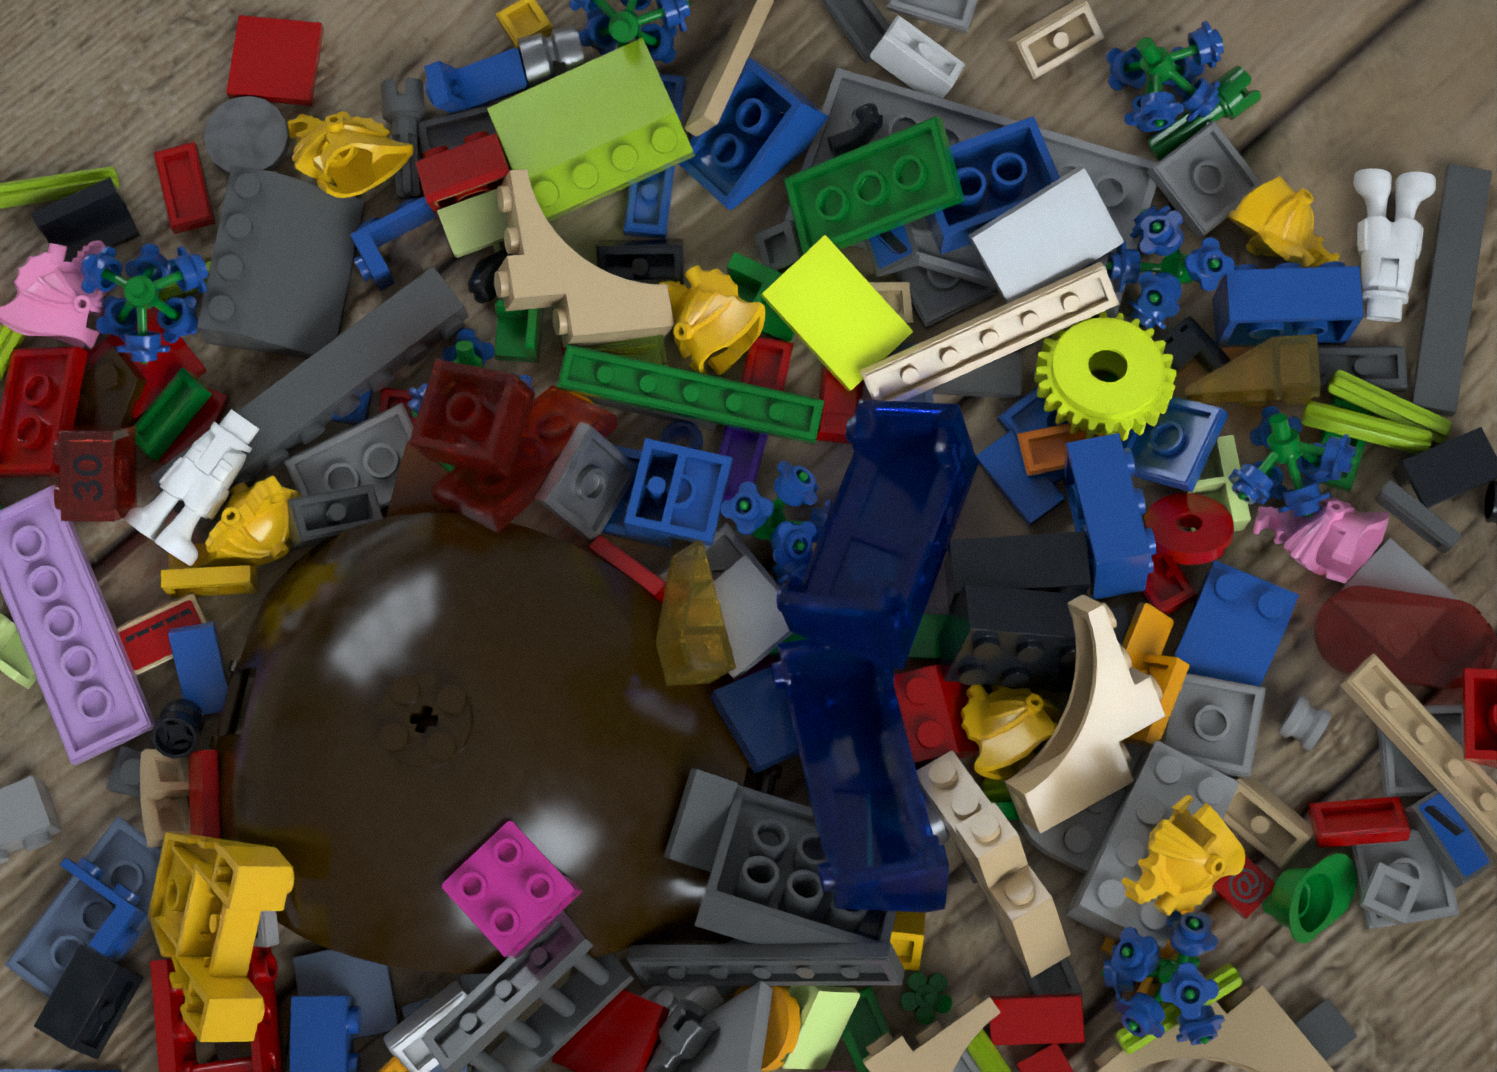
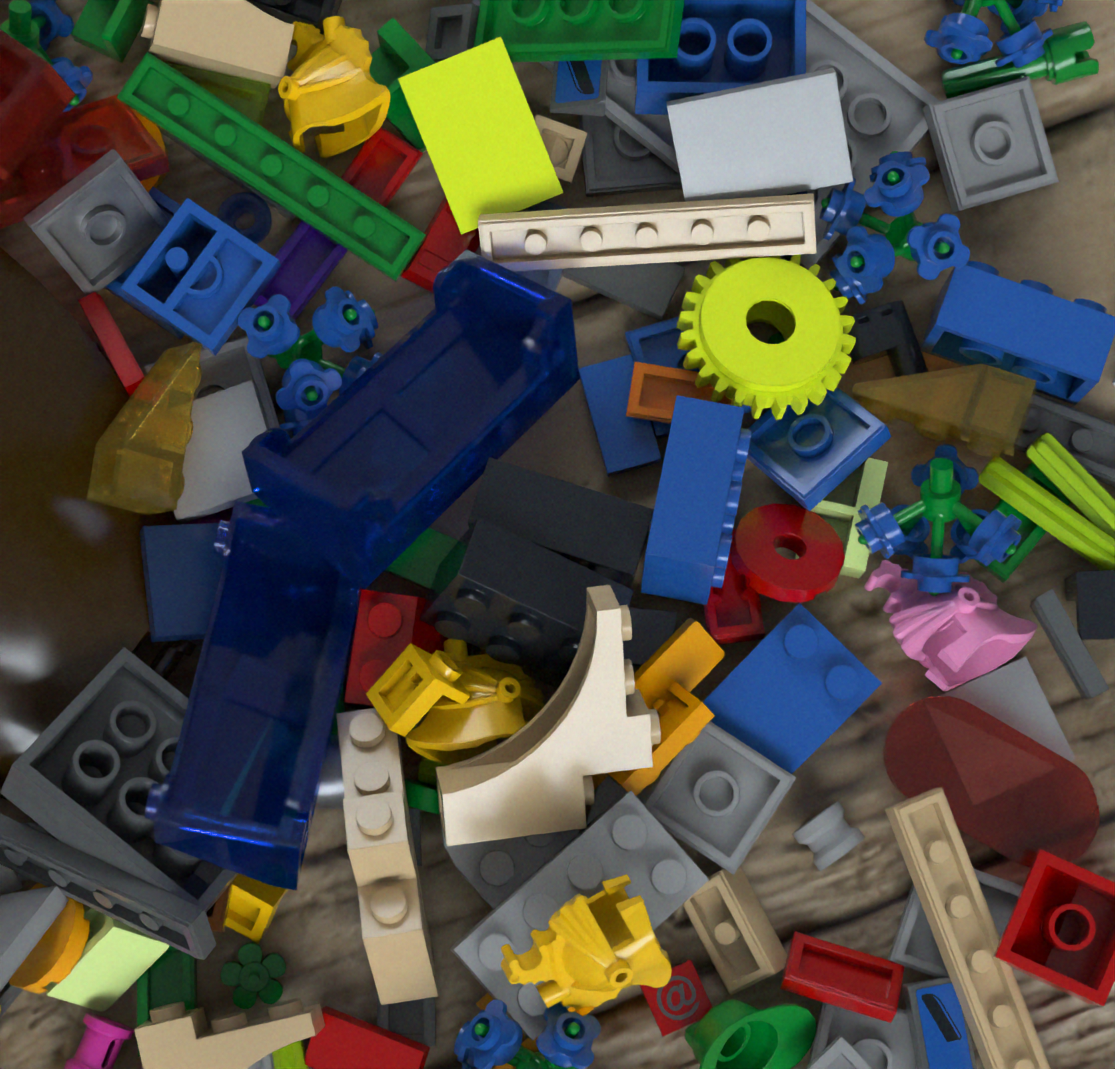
camera: 20 degrees right, 5 degrees up
(700, 819) = (60, 670): dark grey tile -> none
(966, 728) = (414, 686): none -> yellow bracket
(1281, 224) = (1055, 233): yellow helmet -> none

